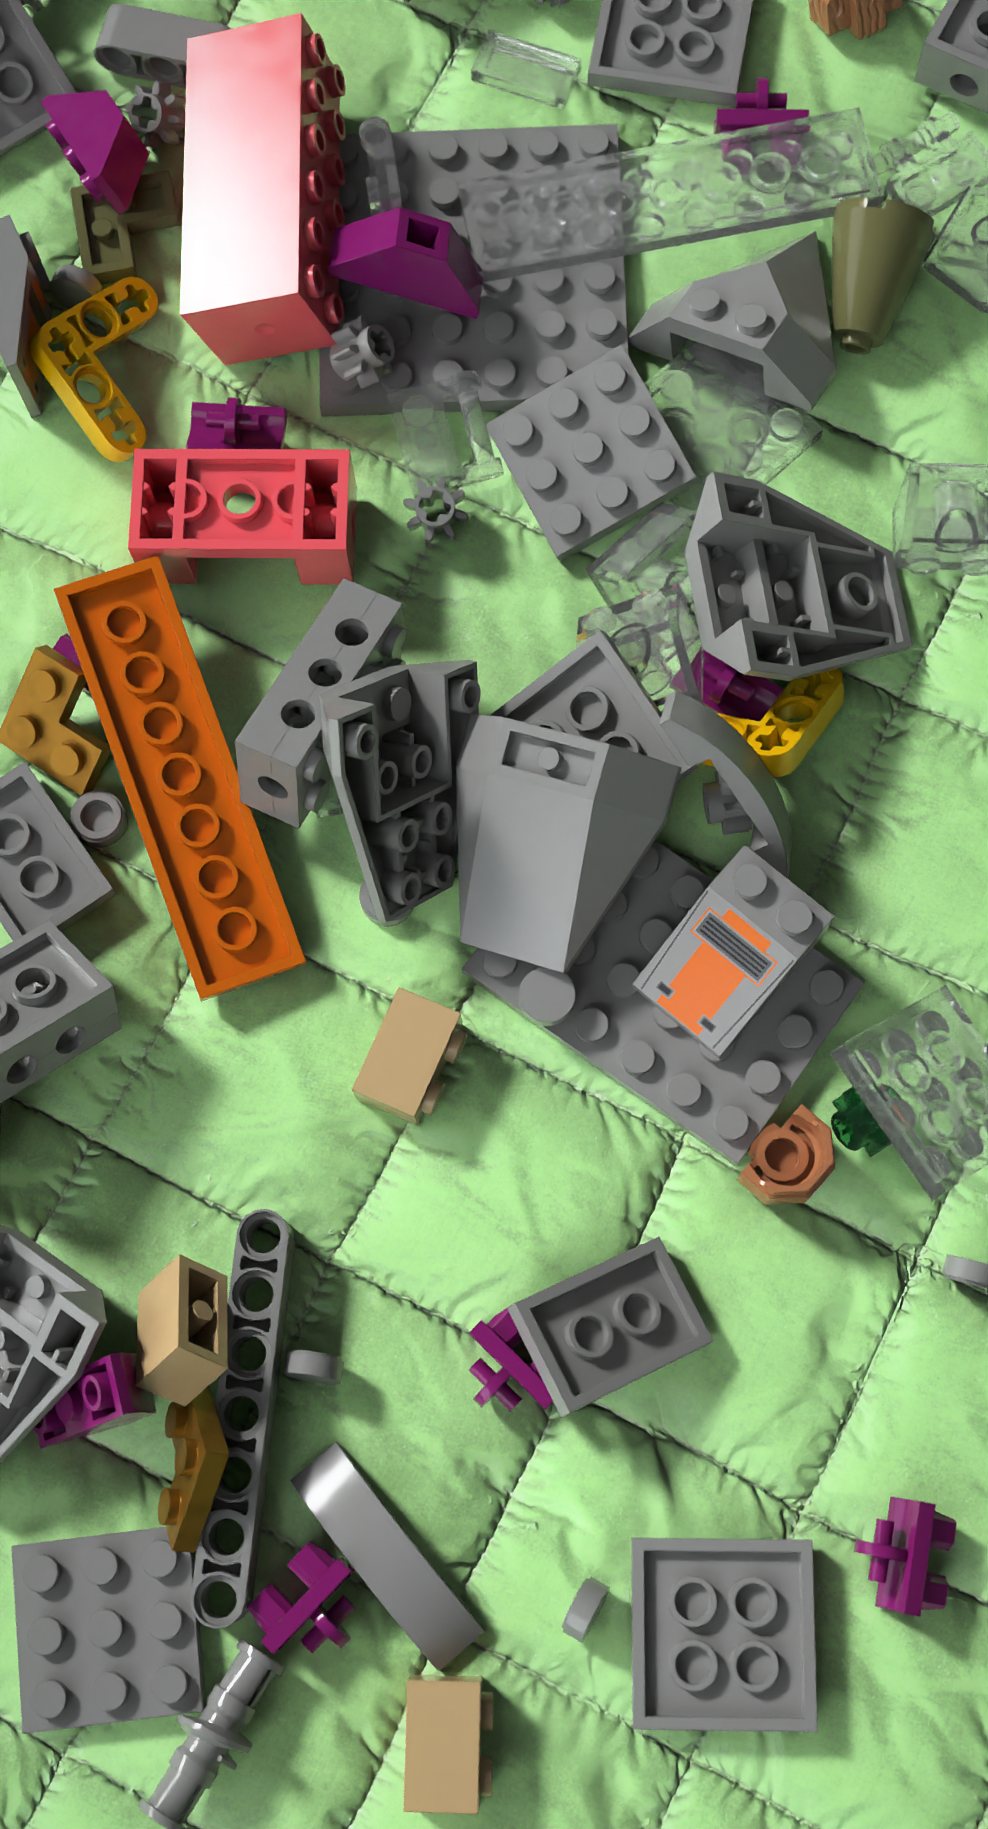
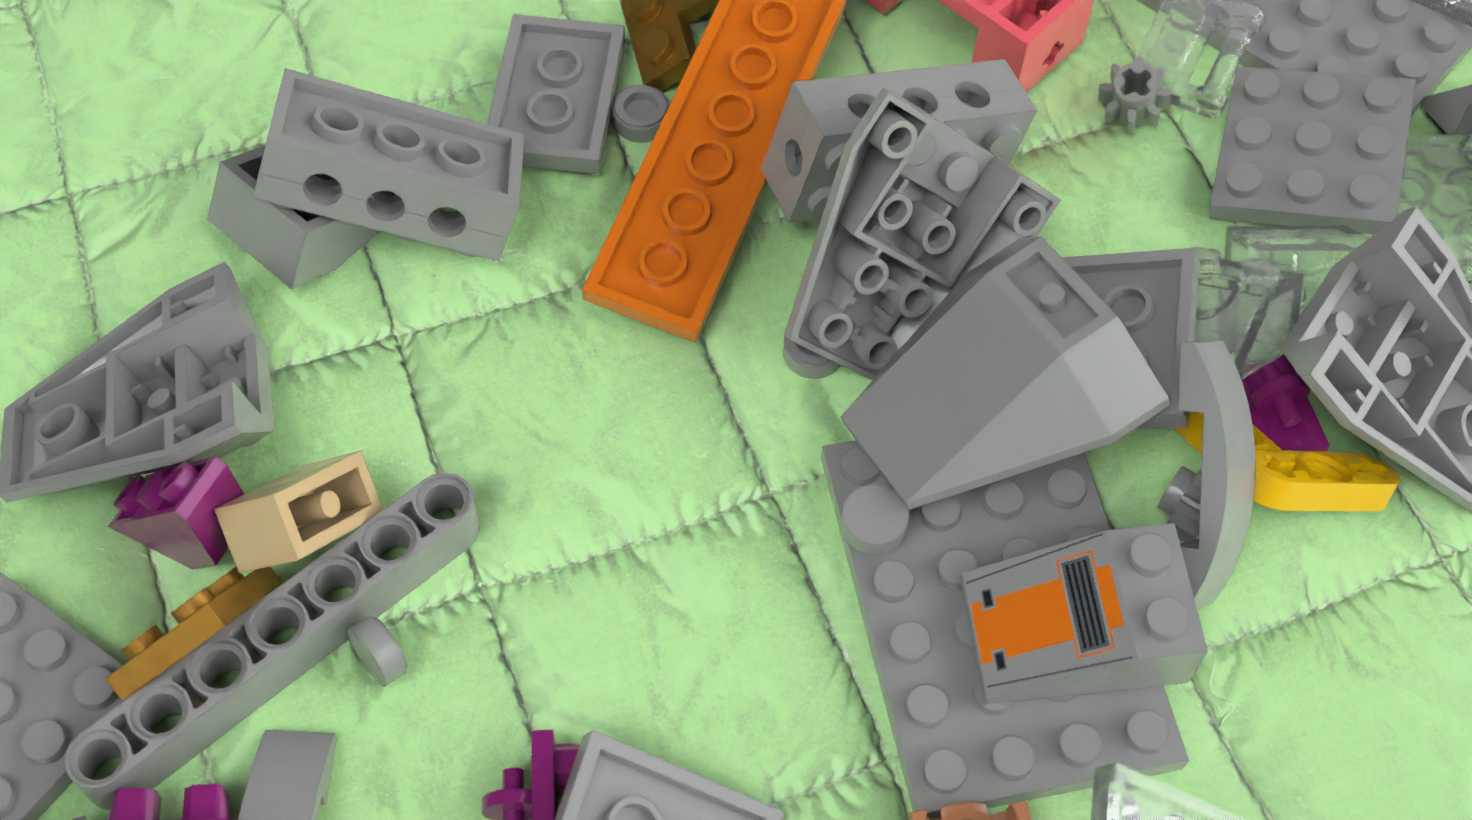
camera: 35 degrees right, 15 degrees down
(409, 1057) = (708, 475): tan brick -> none

